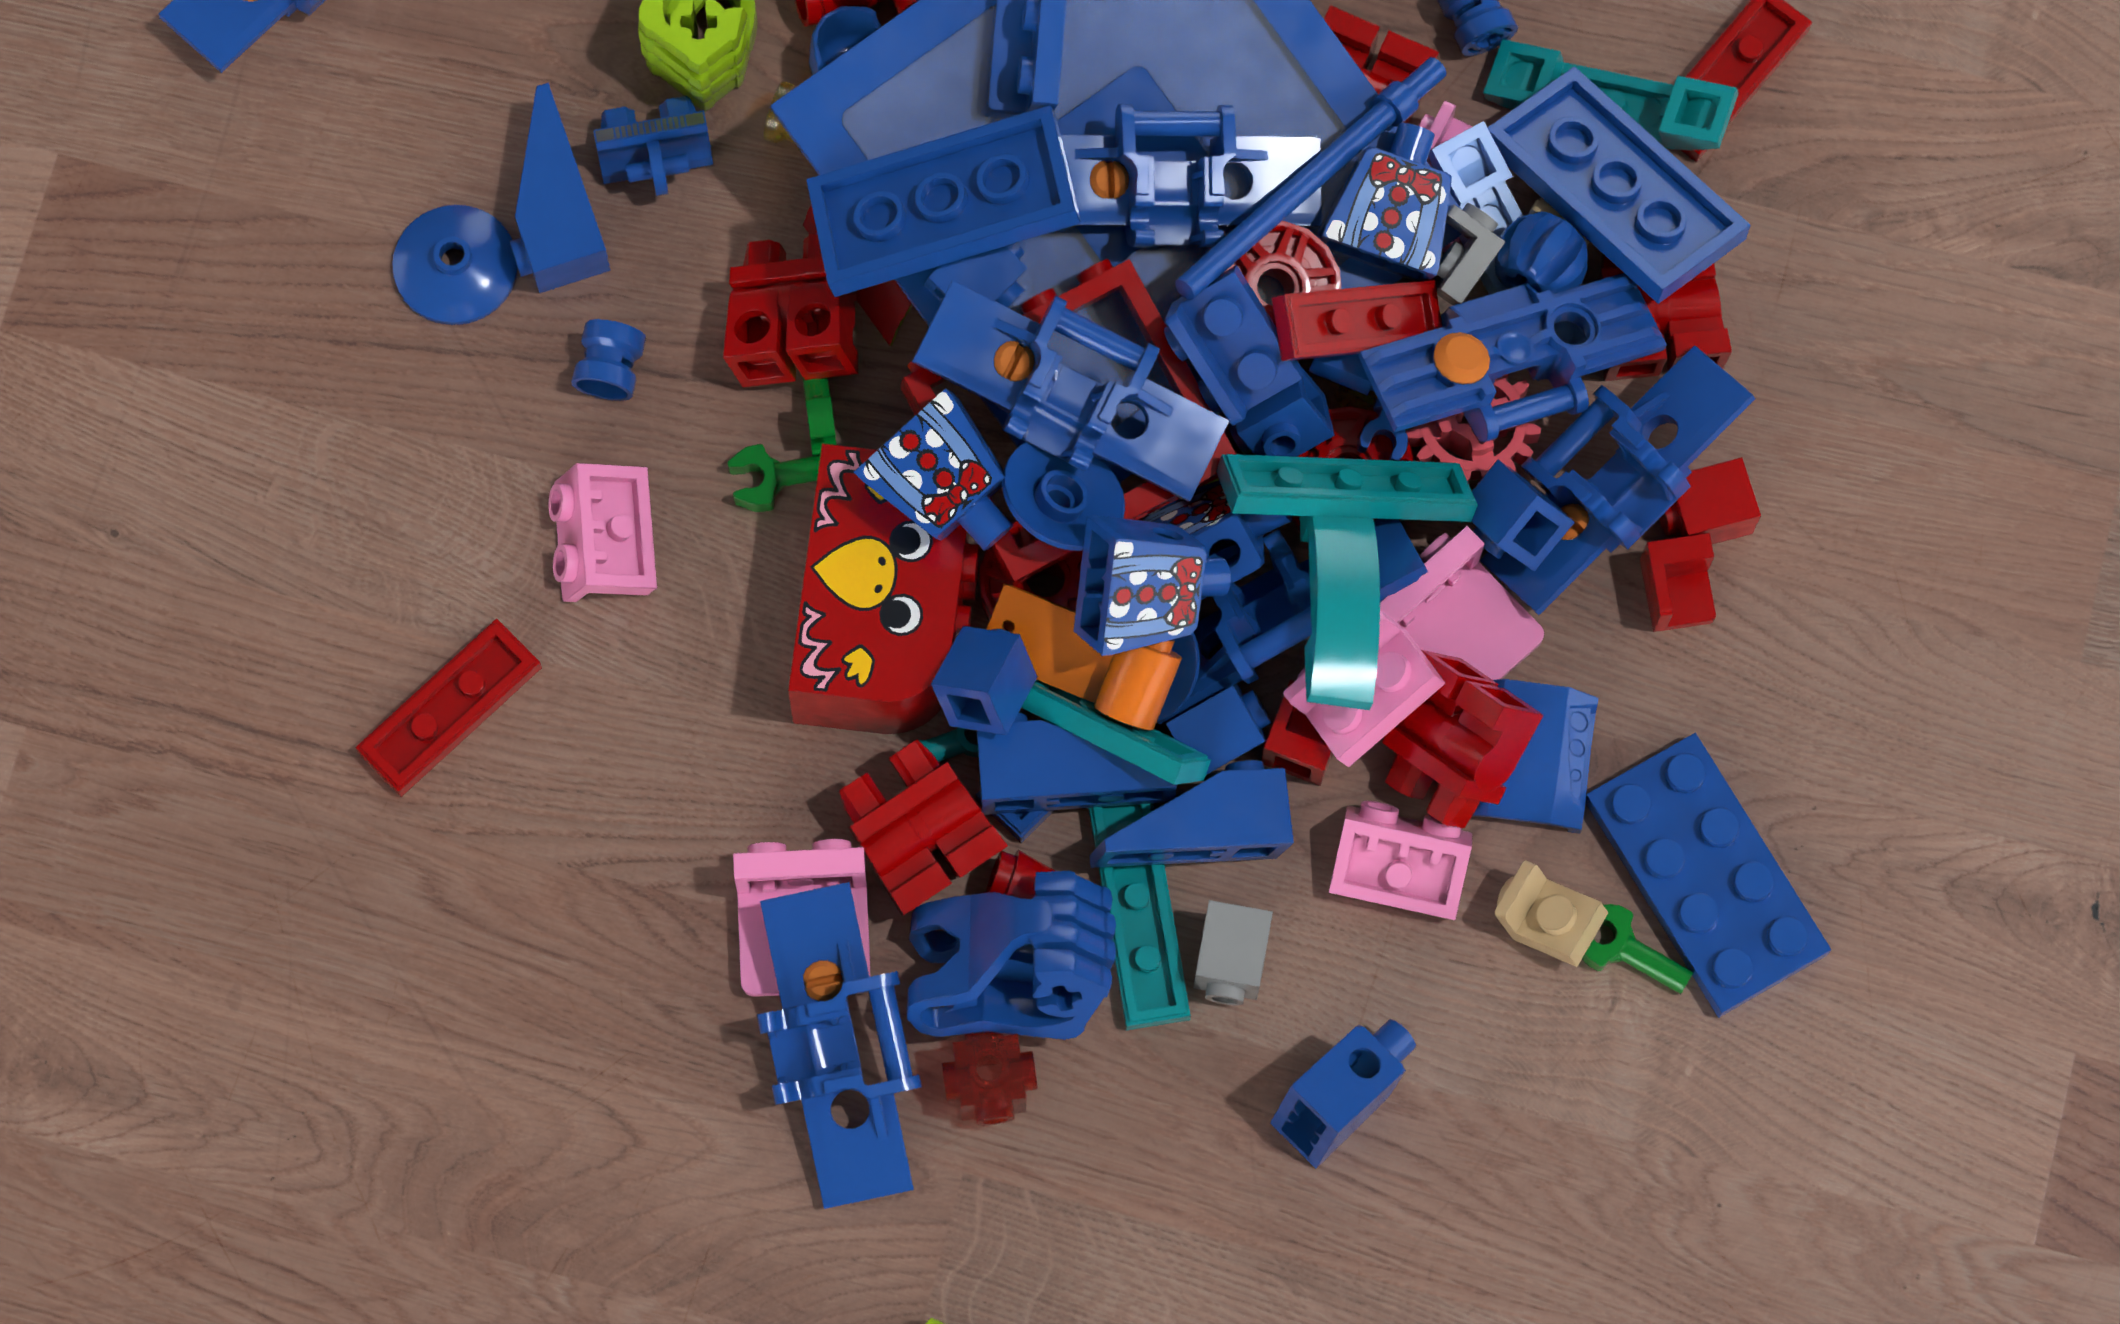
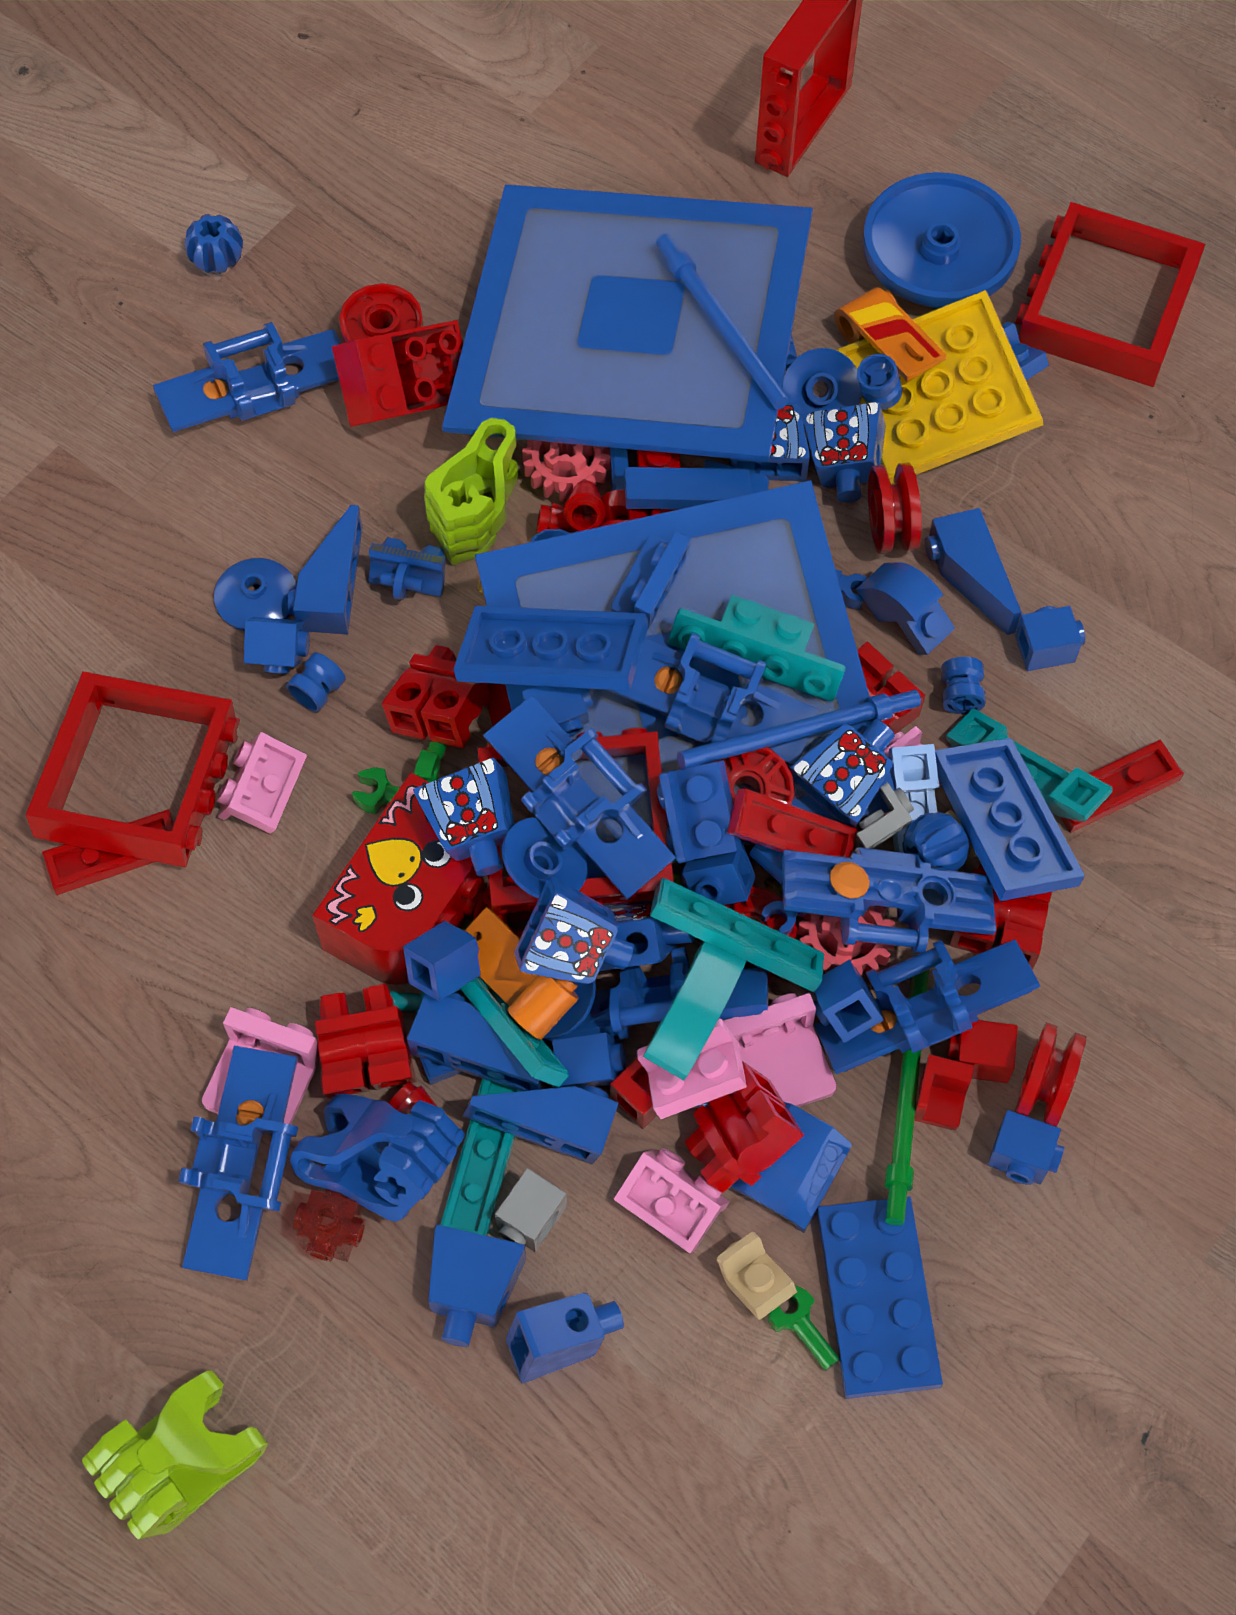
camera: 25 degrees right, 10 degrees down
(448, 688) = (173, 847): none -> red window
(529, 327) = (275, 643): none -> blue brick
(1198, 1069) = (471, 1280): none -> blue torso
(1209, 67) = (764, 635): none -> teal bracket
(1672, 711) = (899, 1173): none -> green bar
(1809, 506) = (1051, 1074): none -> red wheel
(1813, 612) = (1026, 1149): none -> blue brick

